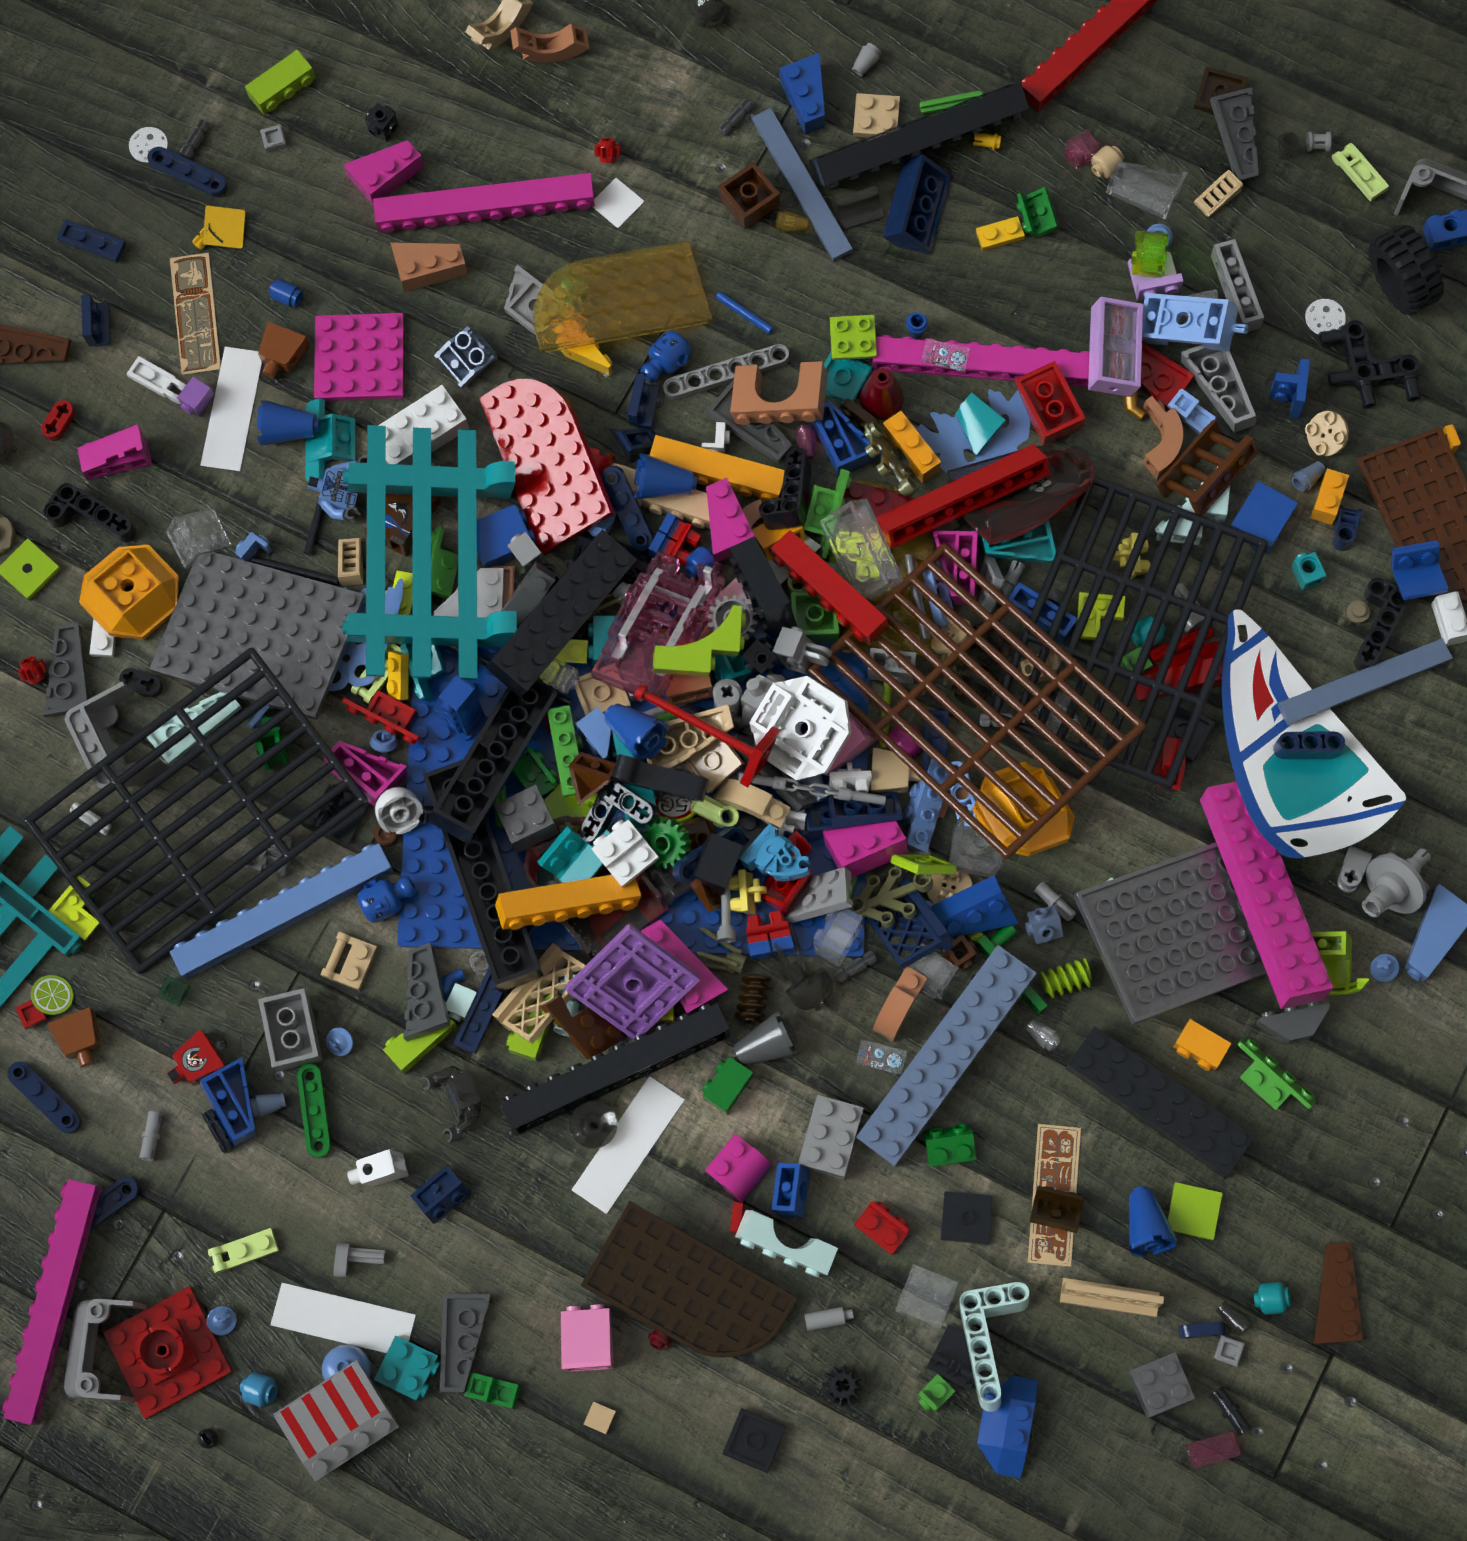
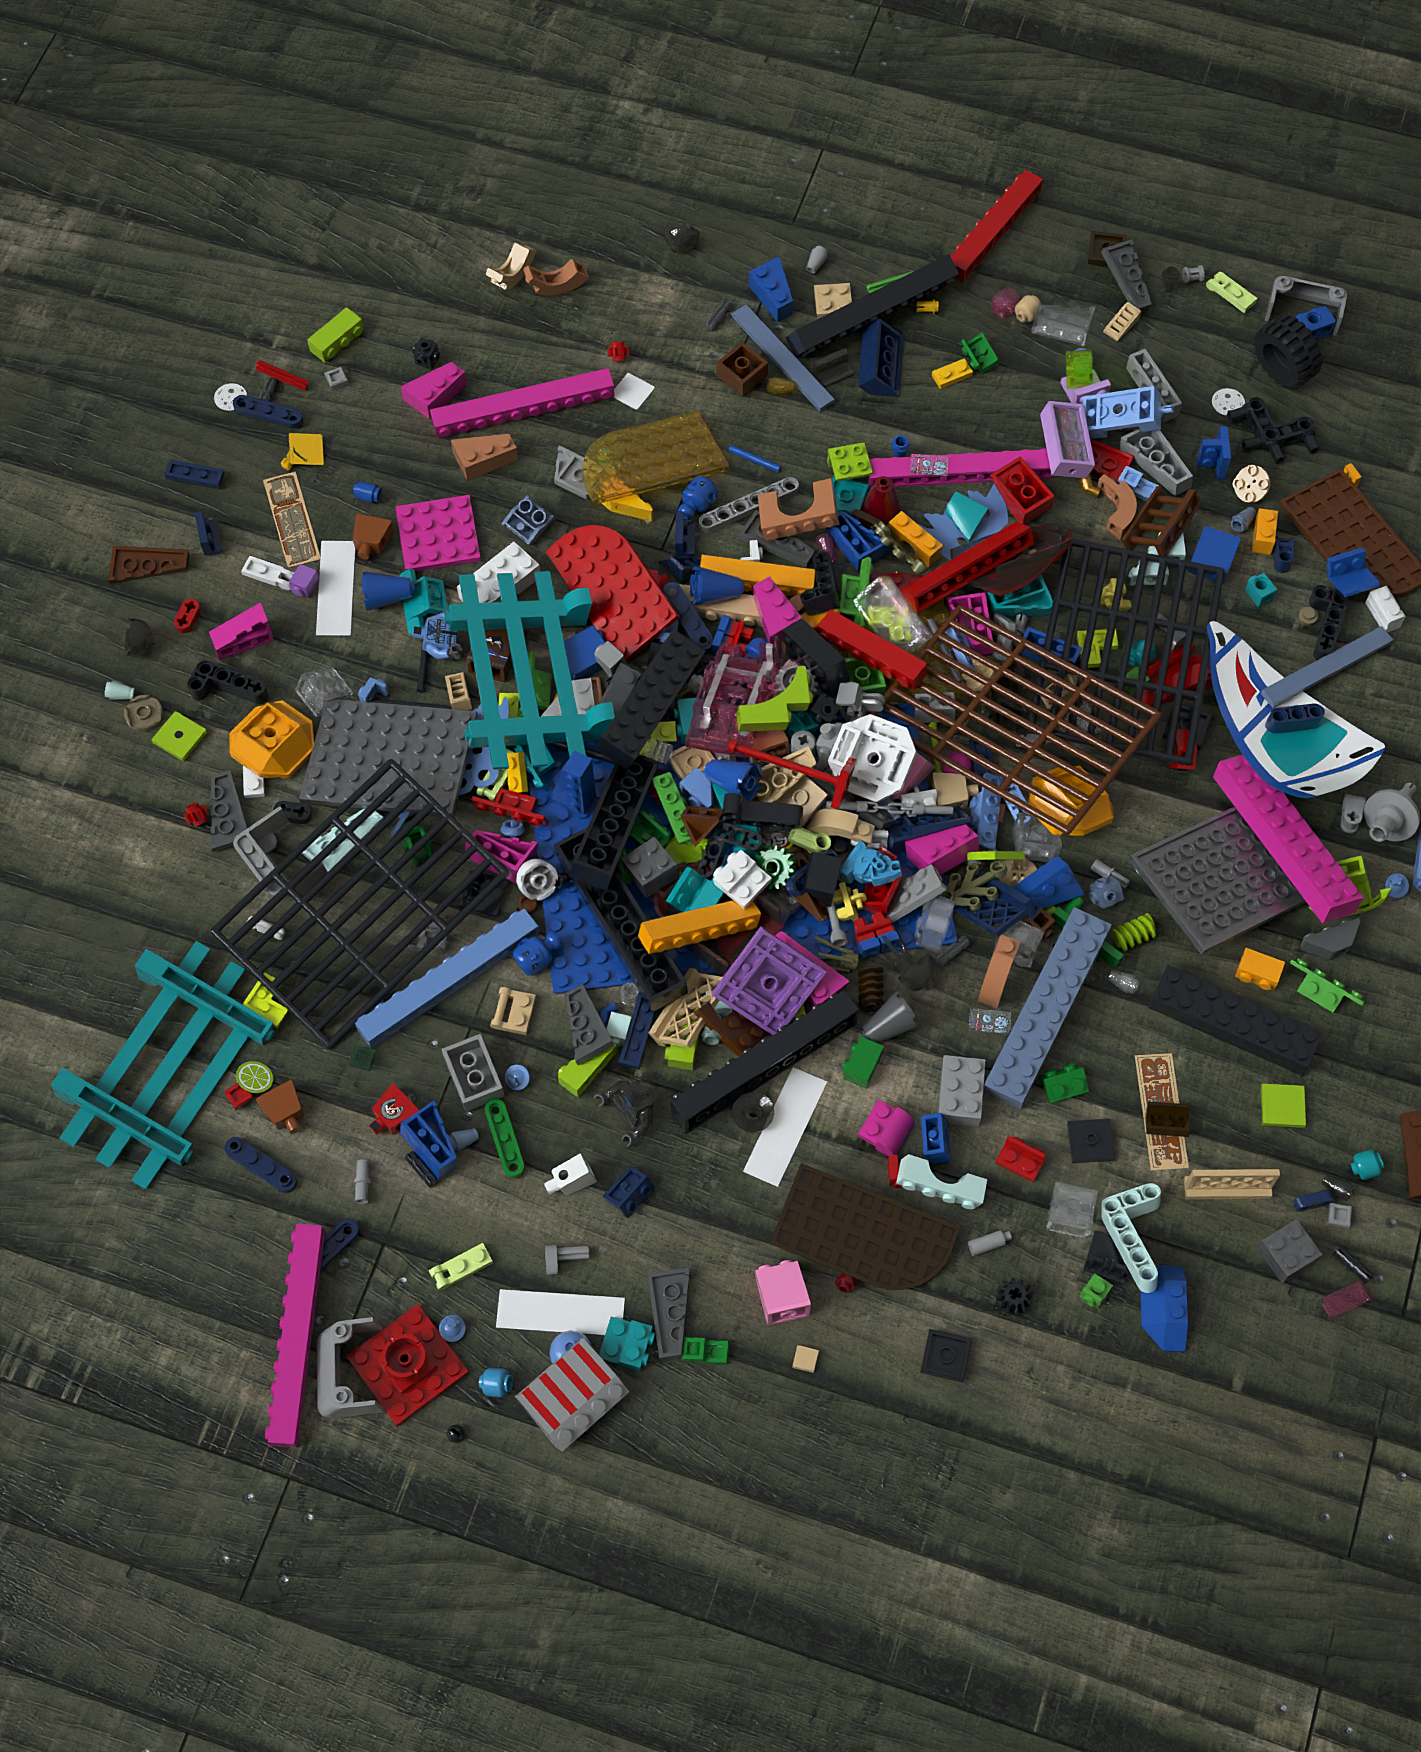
camera: 15 degrees left, 10 degrees down
(209, 127) = (281, 375): none -> red axle
(1148, 1224) = (1249, 1120): blue cone -> none

